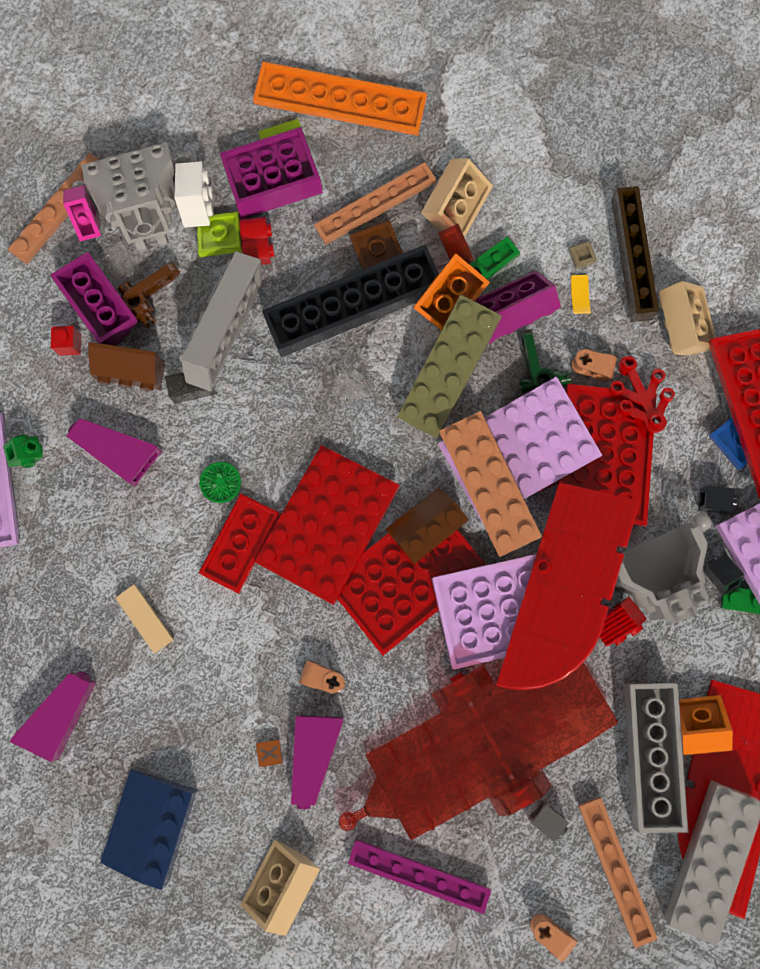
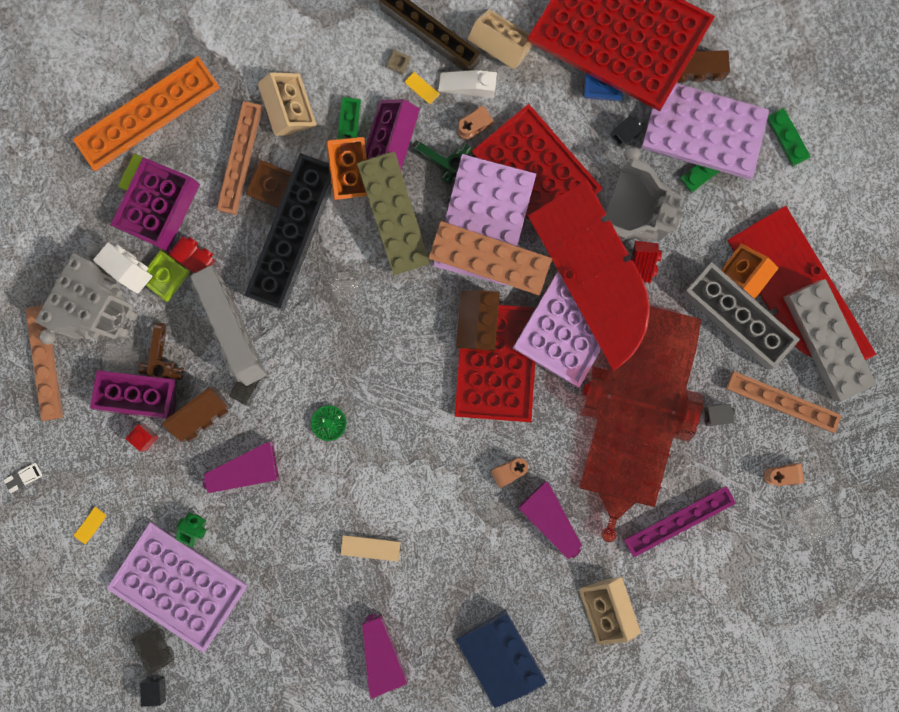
camera: 50 degrees left, 5 degrees up
(82, 213) = (65, 350): dark pink brick -> none
(239, 543) = (378, 446): red tile -> none
(269, 753) = (524, 545): dark orange tile -> none
(327, 524) = (418, 381): red plate -> none
(455, 242) = (318, 134): clear red slope -> none
(623, 327) = (468, 83): none -> white slope
(642, 396) = (522, 114): red plant -> none
(724, 574) = (674, 171): black brick -> none

